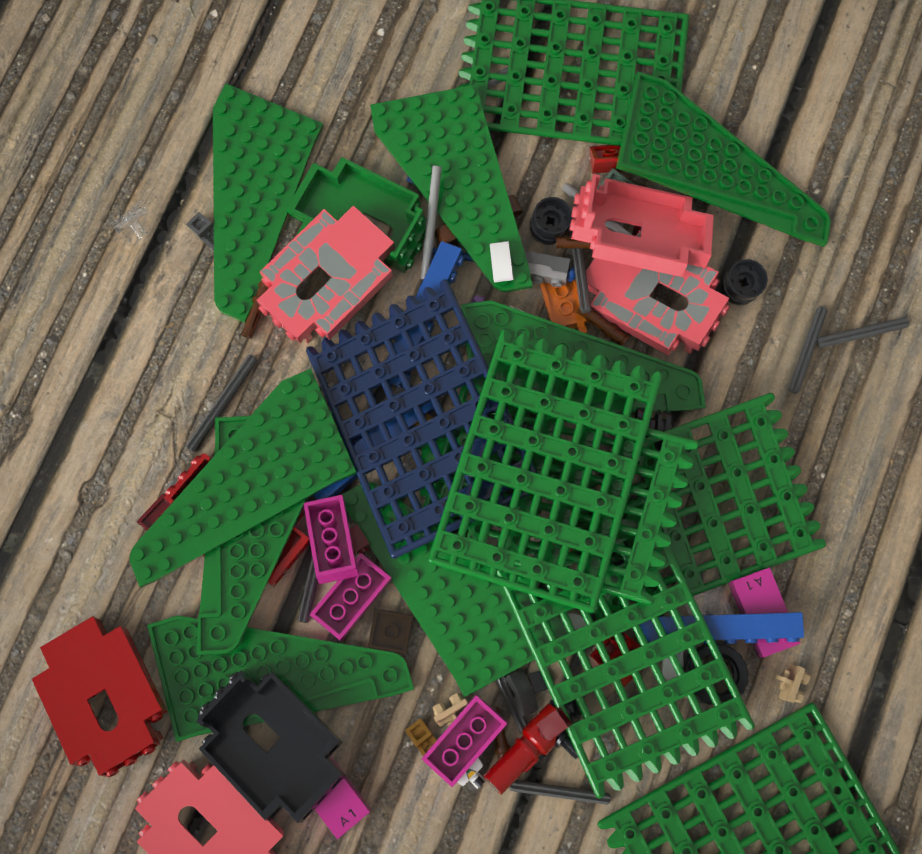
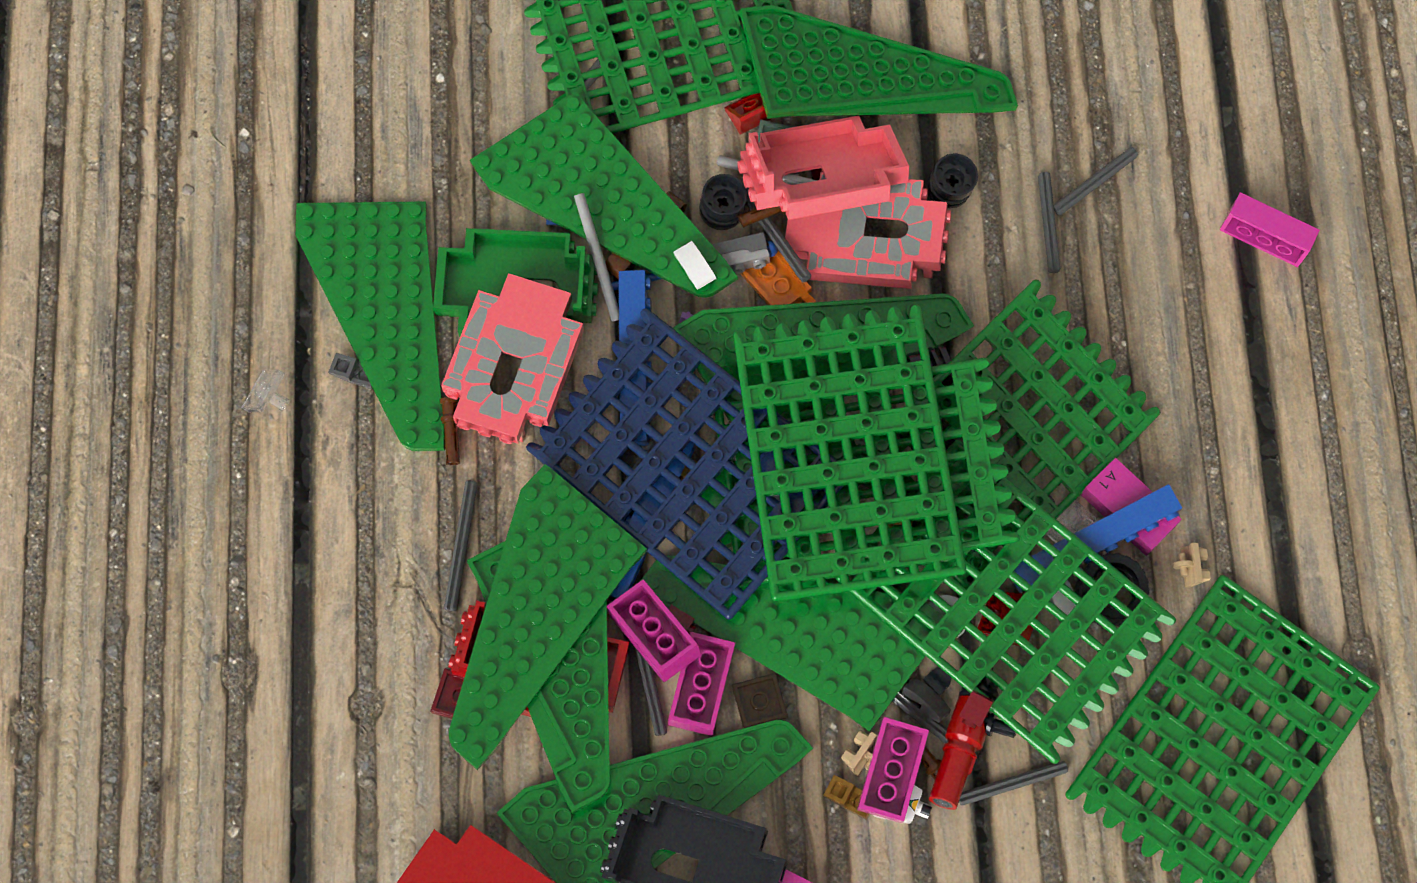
camera: 30 degrees left, 5 degrees down
(610, 330) = (837, 289): reddish brown pin -> none

